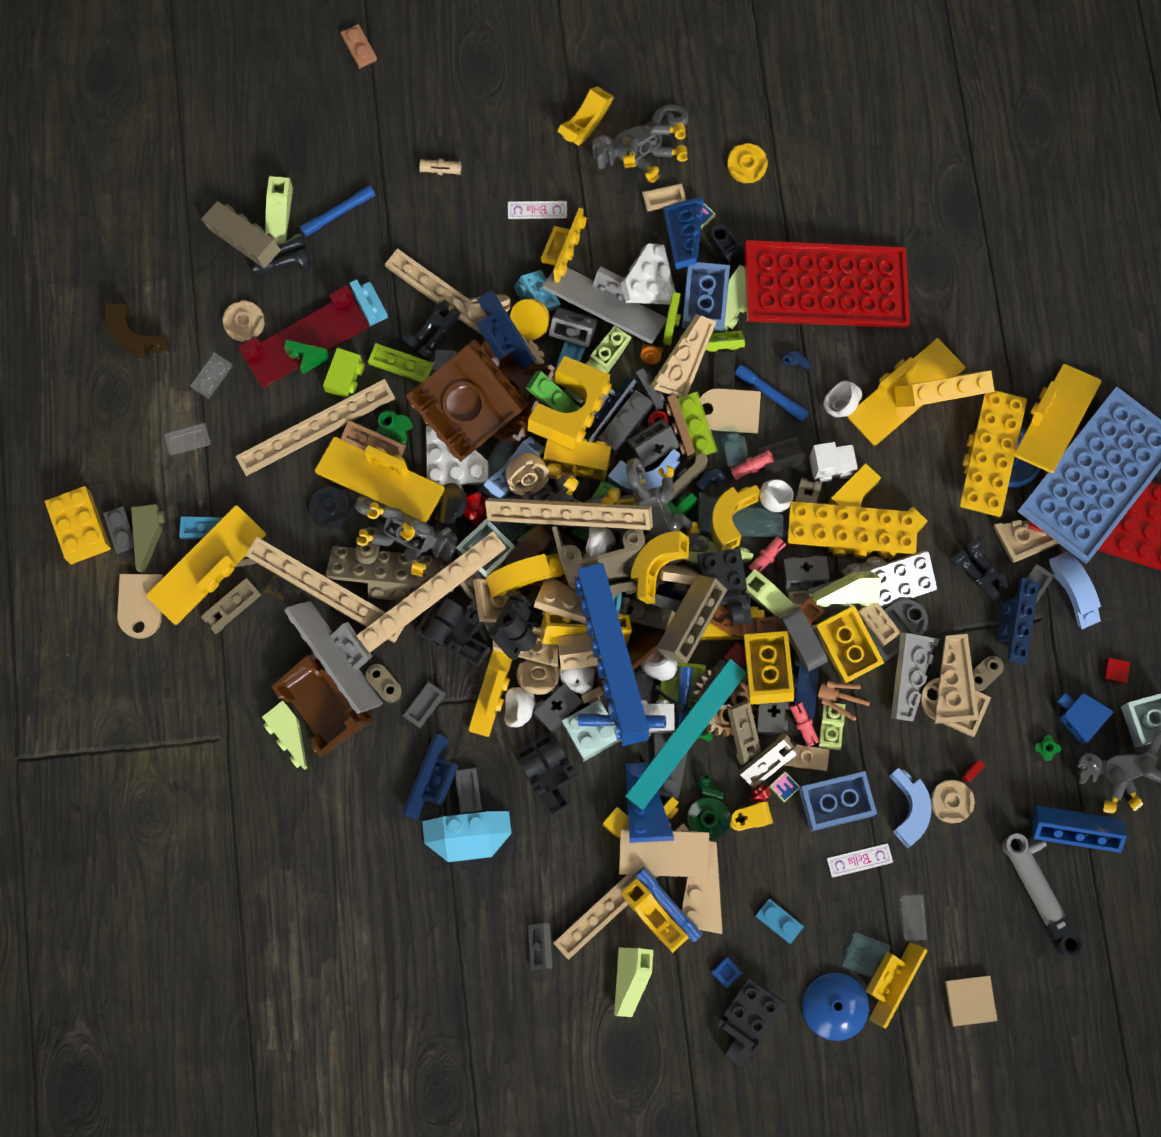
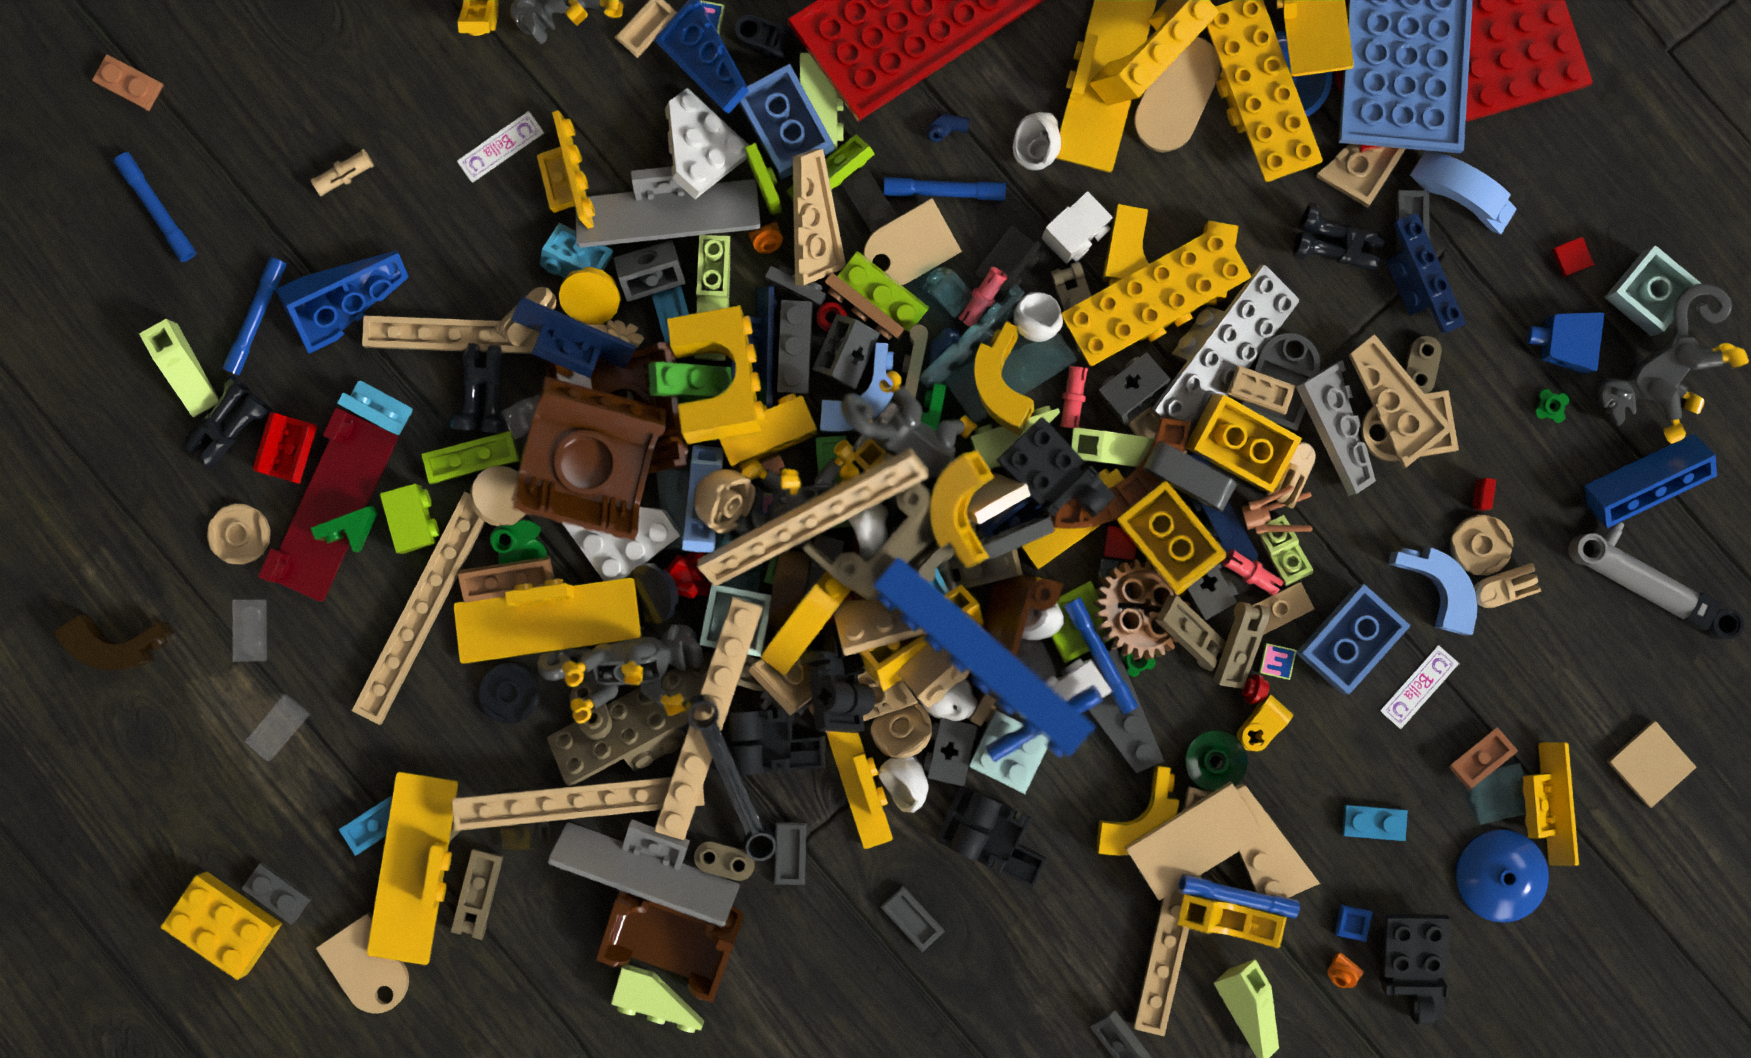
camera: 35 degrees left, 10 degrees up
(146, 532) = (310, 875): olive slope -> none
(241, 234) = (157, 429): dark tan brick -> none
(302, 290) = (284, 447): none -> red bracket
(326, 97) = (173, 235): none -> blue piece
(389, 230) = (334, 298): none -> blue wedge
(395, 393) = (493, 494): none -> tan tile
(421, 634) = (731, 777): none -> black piece
(433, 778) = (863, 936): dark blue bracket -> none
(467, 835) = (948, 972): medium azure wedge -> none
(650, 823) = (1139, 805): blue wing -> none
(680, 706) = (1098, 655): black hinge -> none
(685, 734) = (1128, 685): teal tile -> none
(691, 619) = (1048, 549): dark tan brick -> none
(697, 545) = (985, 447): black piece -> none
(701, 997) = (1344, 972): none -> orange plate
(707, 788) = (1189, 725): dark green arm -> none
(712, 483) = (1003, 312): none -> clear light blue wing
(853, 588) = (1206, 374): slope -> none
(869, 682) = (1296, 474): none -> tan arm
(869, 926) = (1483, 758): none -> nougat plate
(913, 918) = (1525, 712): clear tile -> none
(941, 428) = (1178, 98): none -> tan tile
(945, 832) = (1507, 586): none -> tan arm

